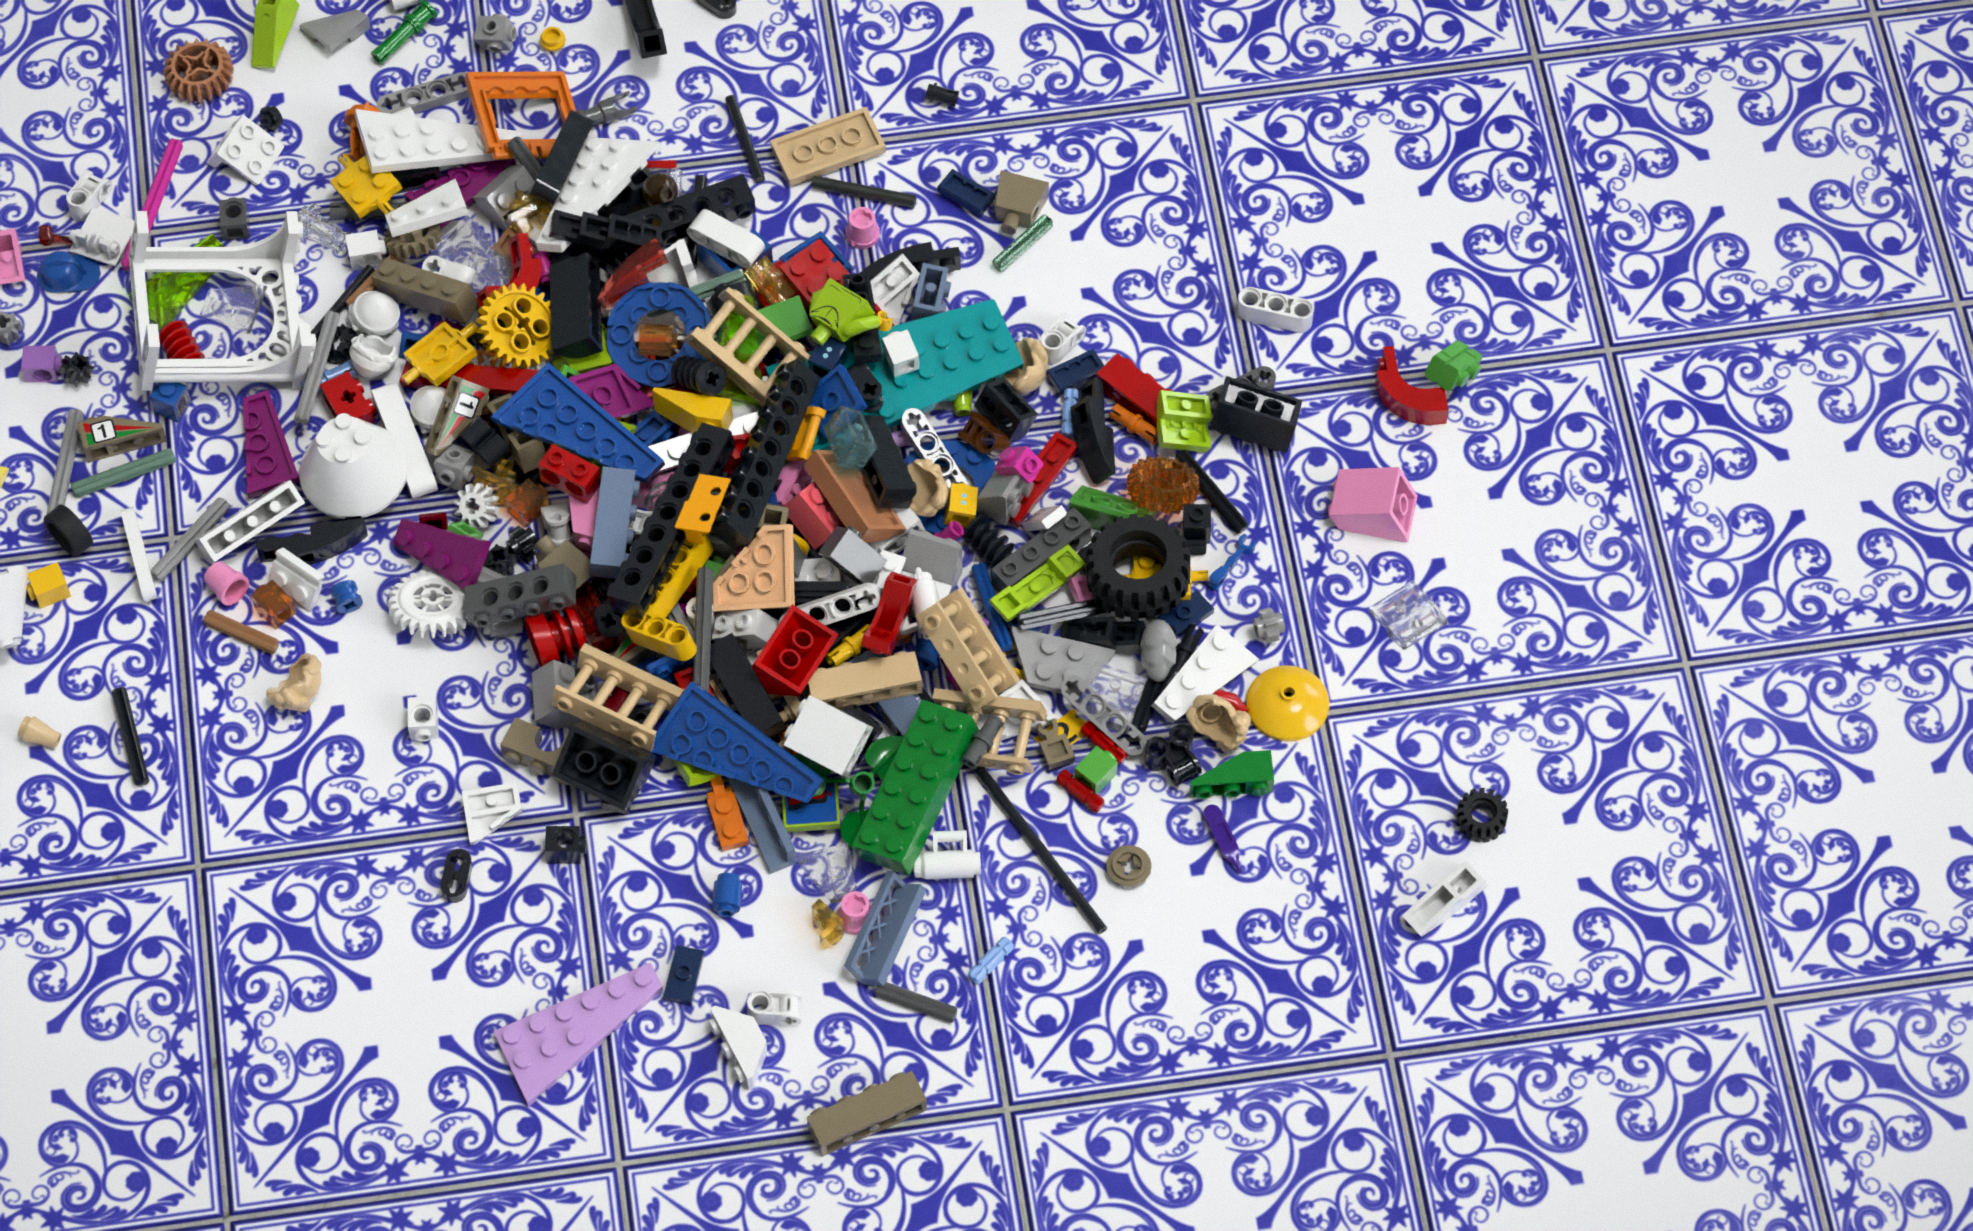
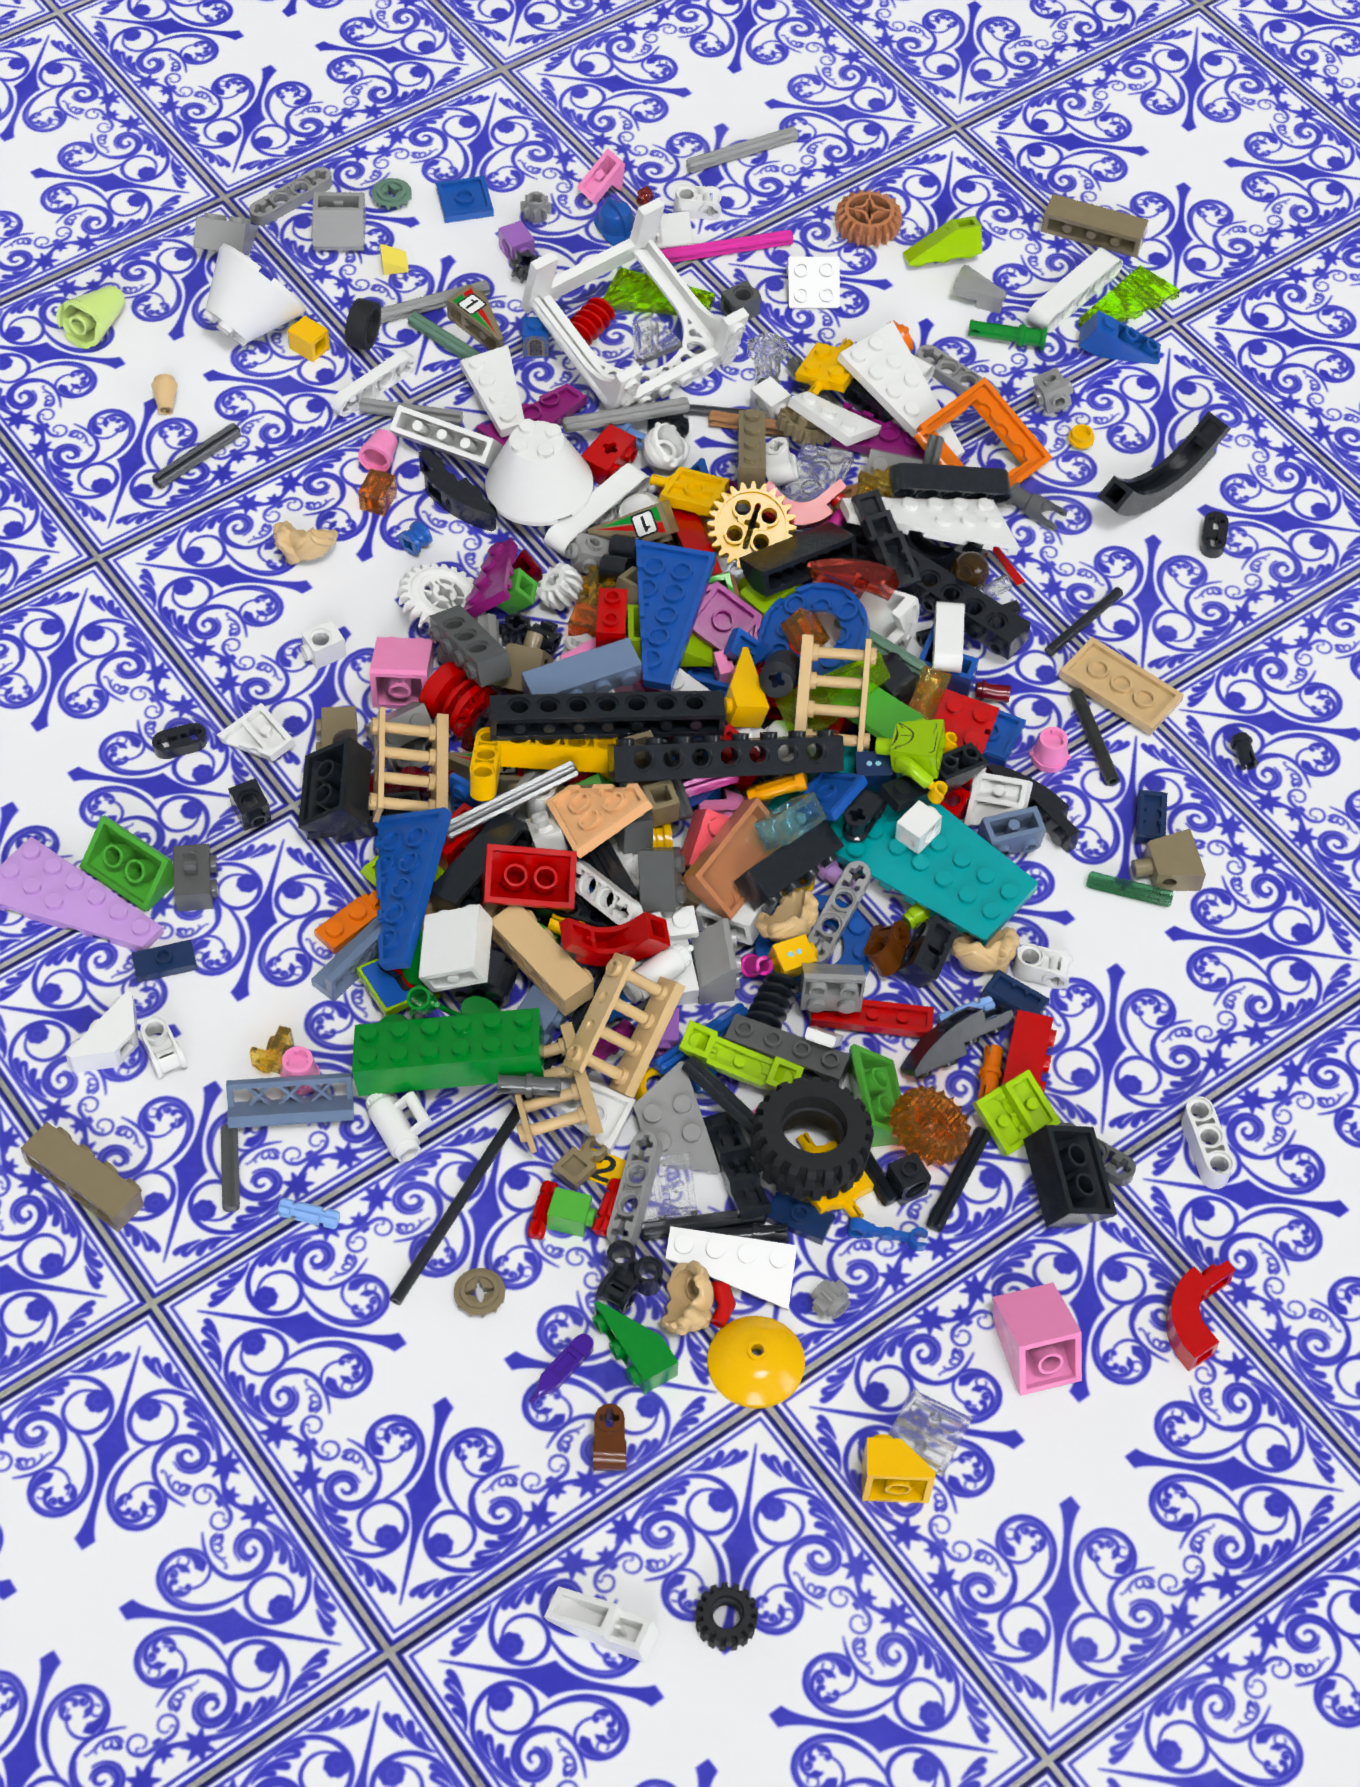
camera: 60 degrees right, 5 degrees down
(40, 129) = (742, 149): none -> light grey axle
(210, 455) = (496, 387): none -> white wing
(241, 632) = (340, 485): medium nougat axle -> none
(270, 118) = (856, 283): black plate -> none
(296, 578) = (409, 493): white plate -> none
(374, 314) = (709, 433): white hair -> none
(493, 666) = (400, 670): none -> bright pink slope
(572, 963) = (128, 864): none -> bright green slope
(615, 917) = (194, 877): none -> dark grey brick
(640, 391) = (738, 639): none -> blue plate
(647, 421) = (722, 667): none -> bright pink plate
(701, 503) = (627, 723): light orange piece -> none
(727, 894) = (263, 955): blue brick -> none
(780, 238) = (992, 692): none -> dark red pin
(830, 870) = (332, 1032): clear wing -> none
(1019, 461) = (851, 974): dark pink bracket -> none
(1158, 649) = (734, 1202): light grey arm -> none
(1306, 829) = (609, 1442): none -> reddish brown piece
(1433, 649) = (894, 1472): none -> yellow slope
(1454, 366) = (1252, 1340): bright green brick -> none

